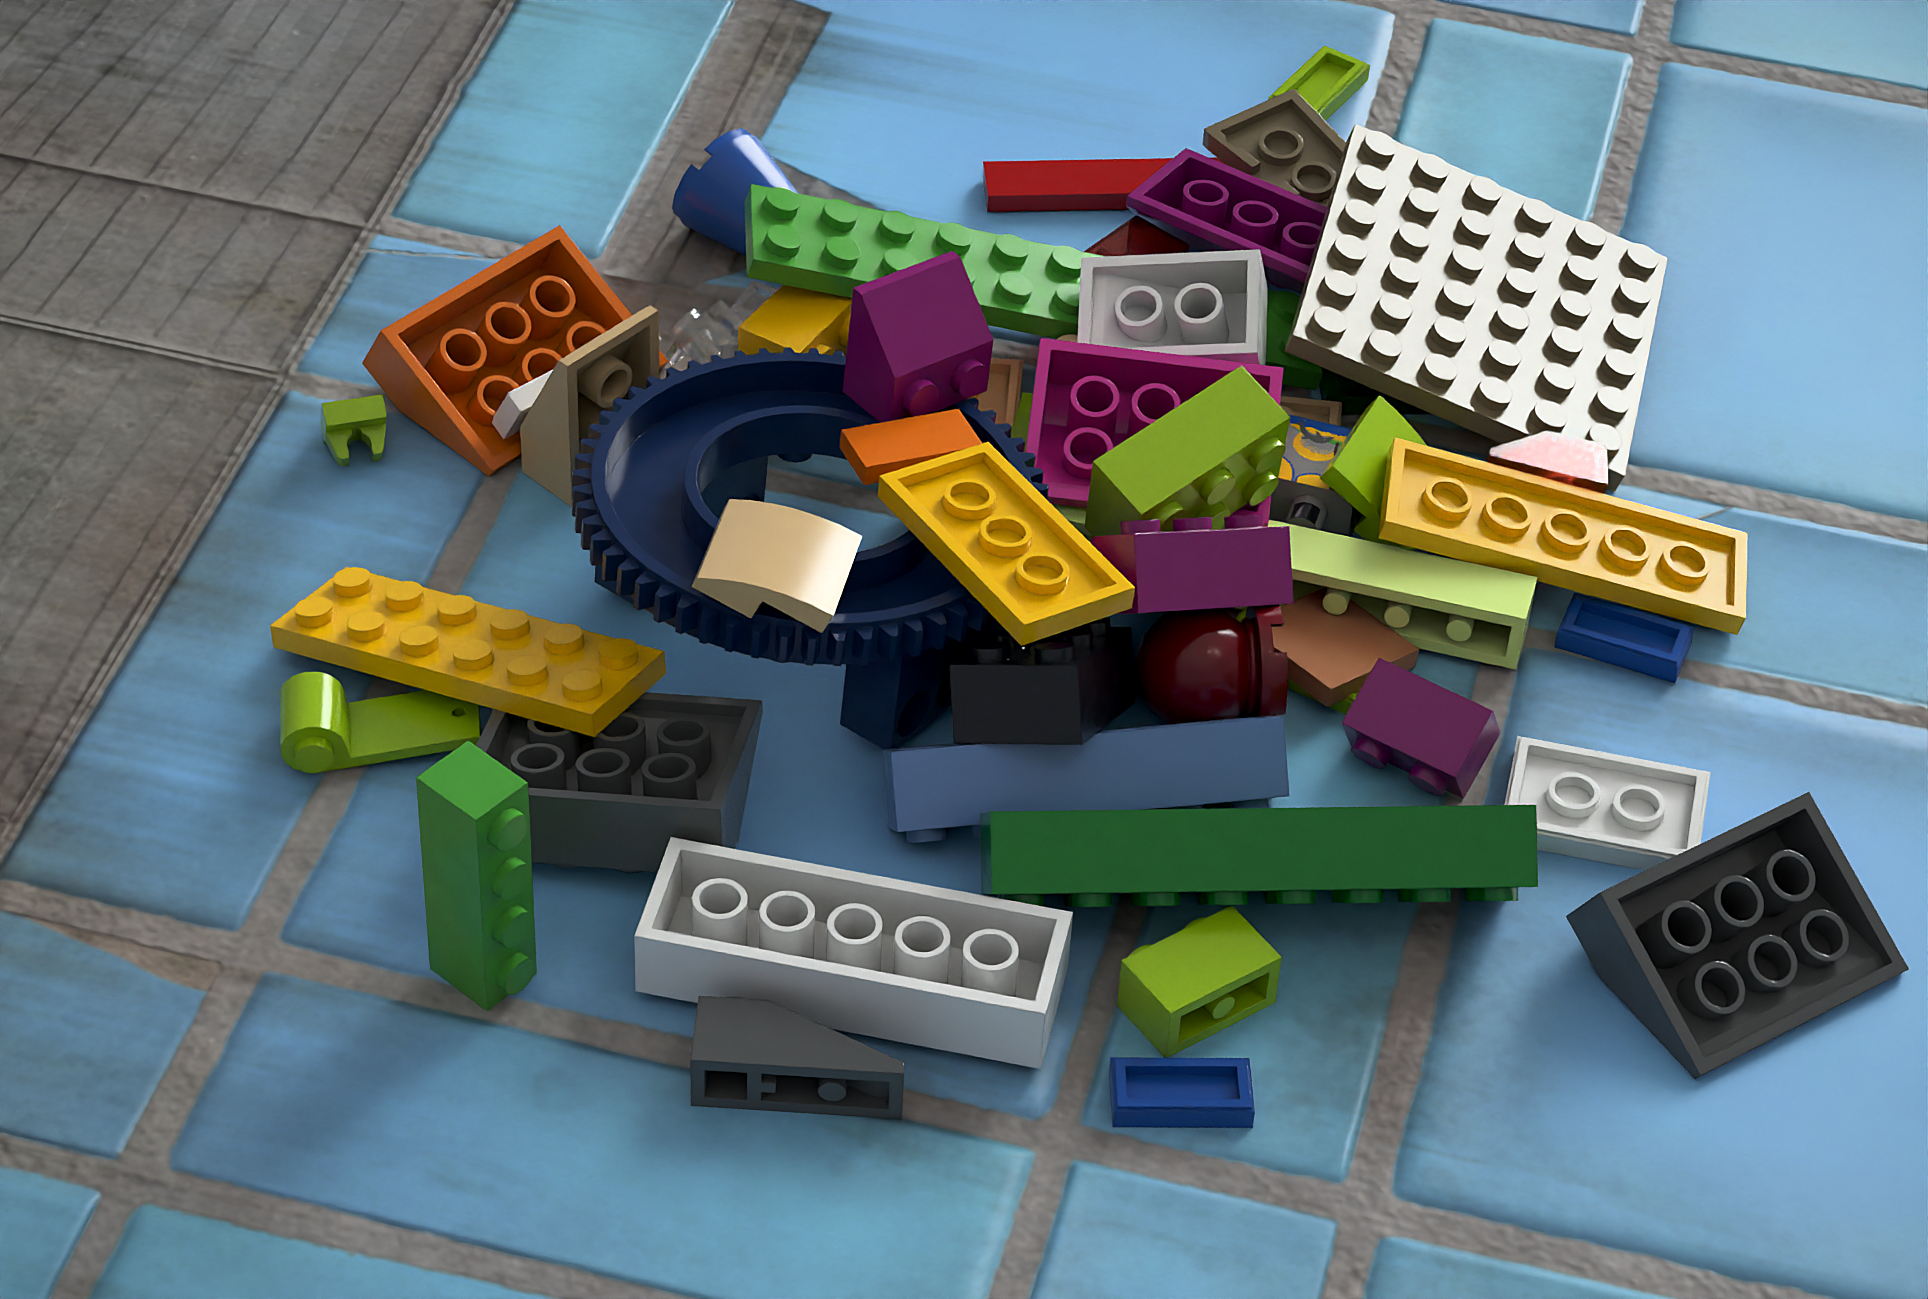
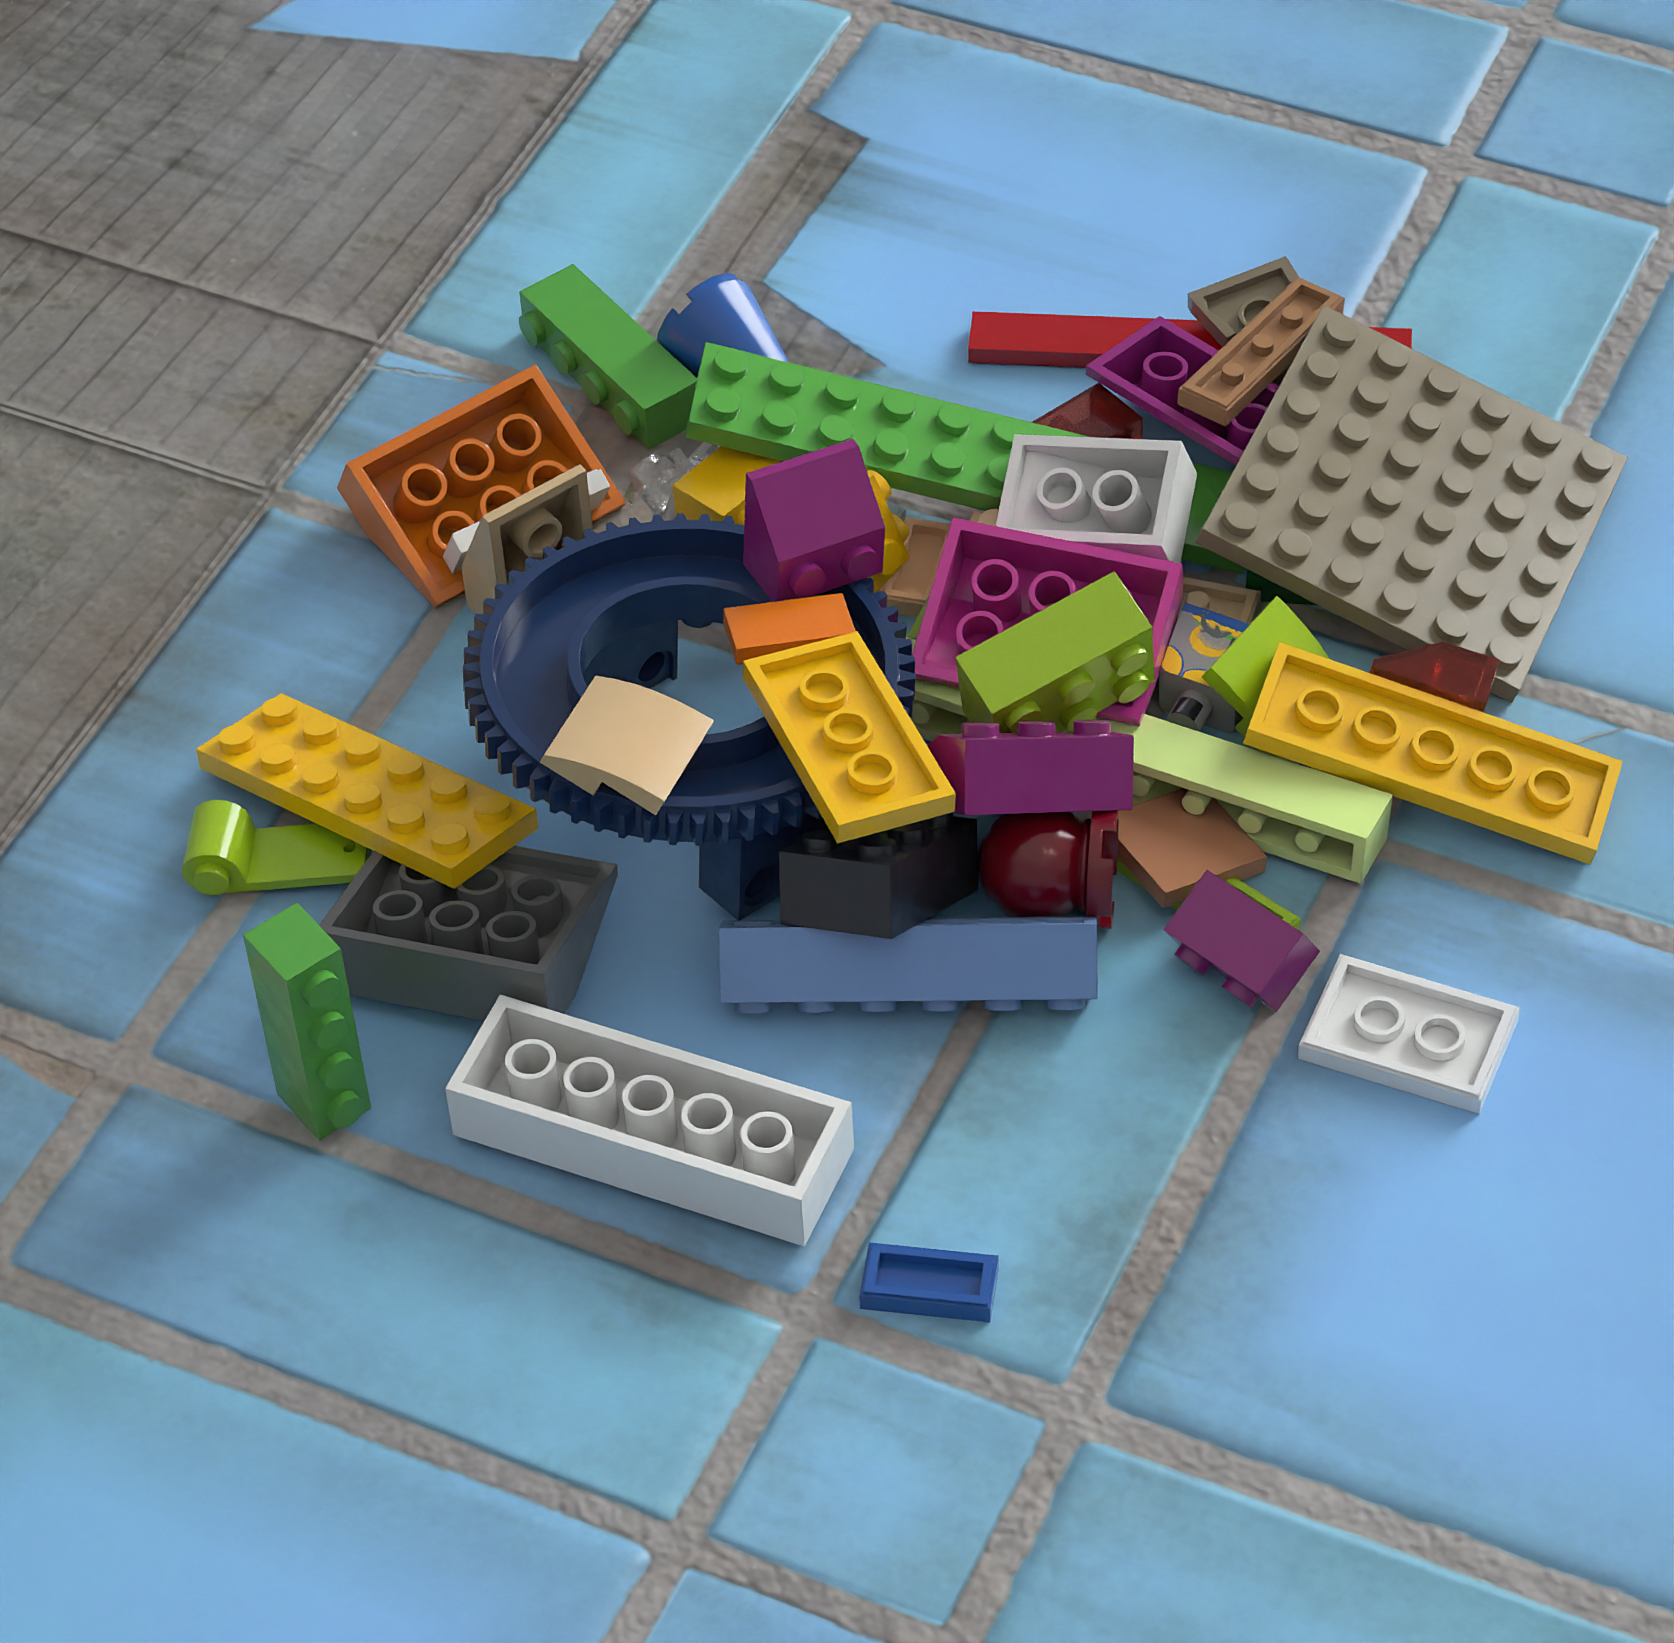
camera: 15 degrees right, 5 degrees up
(353, 421) = (317, 545): lime tile -> none
(623, 222) = (608, 355): none -> bright green brick
(780, 1061) = (557, 1216): dark grey slope -> none
(1198, 981) = (967, 1175): lime brick -> none
(1260, 849) = (1042, 1055): green brick -> none
(1294, 175) = (1256, 353): none -> medium nougat tile
(1327, 80) = (1332, 245): lime tile -> none
(1624, 637) = (1476, 859): blue tile -> none
(1739, 937) = (1499, 1180): dark grey slope -> none

